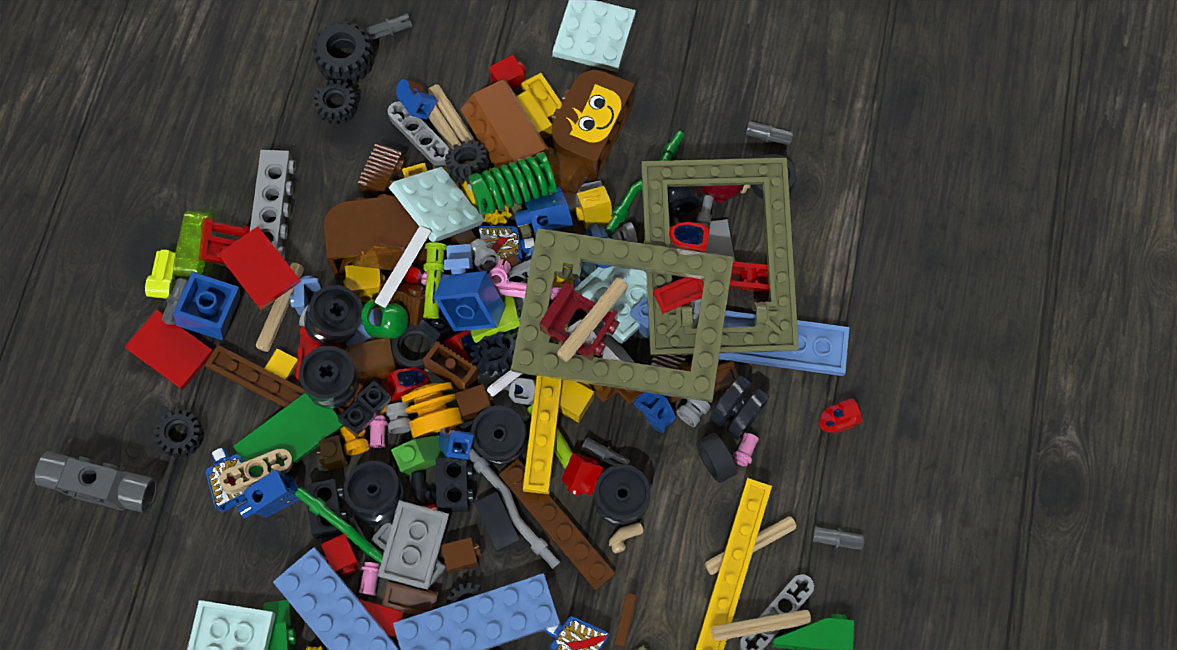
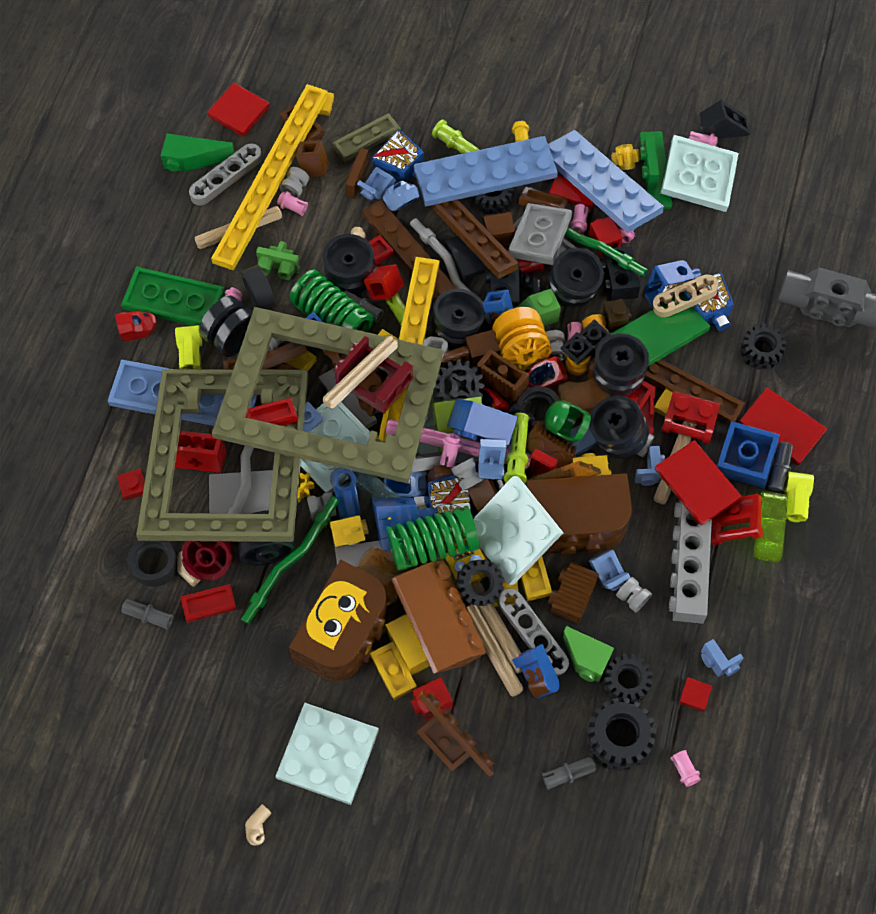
camera: 175 degrees left, 5 degrees down
(248, 116) = (714, 658): none -> medium blue bracket
(260, 350) = (693, 411): none -> red plate
(276, 96) = (695, 694): none -> red tile
(287, 31) = (688, 774): none -> bright pink pin
(326, 172) = (633, 594): none -> light grey wheel
(346, 187) = (609, 569): none -> medium blue bracket
(369, 118) = (587, 654): none -> bright green slope
(402, 266) = (548, 455): white sticker -> none
(483, 531) = (476, 237): none -> reddish brown plate
(487, 38) = (447, 740): none -> reddish brown bracket
(572, 587) = (400, 195): none -> medium blue rock
(593, 527) = (381, 249): none -> red tile
(602, 606) = (376, 184): none -> medium blue bracket
(649, 462) = (336, 303): none -> green piece
(678, 632) = (312, 158): none -> reddish brown brick
(690, 236) = (252, 453): rock -> none
(695, 605) = (295, 181): none -> light grey wheel
(696, 578) = (292, 203): none -> bright pink pin
(711, 502) = (278, 258): none -> bright green hips
(716, 147) = (208, 603): none -> red tile
(761, 625) = (240, 155): tan axle -> none
(781, 400) = (189, 344): none -> neon yellow piece
(806, 455) = (170, 296): none -> green tile
(807, 252) = (131, 484): none -> red plate
(838, 538) = (159, 227): dark grey axle -> none

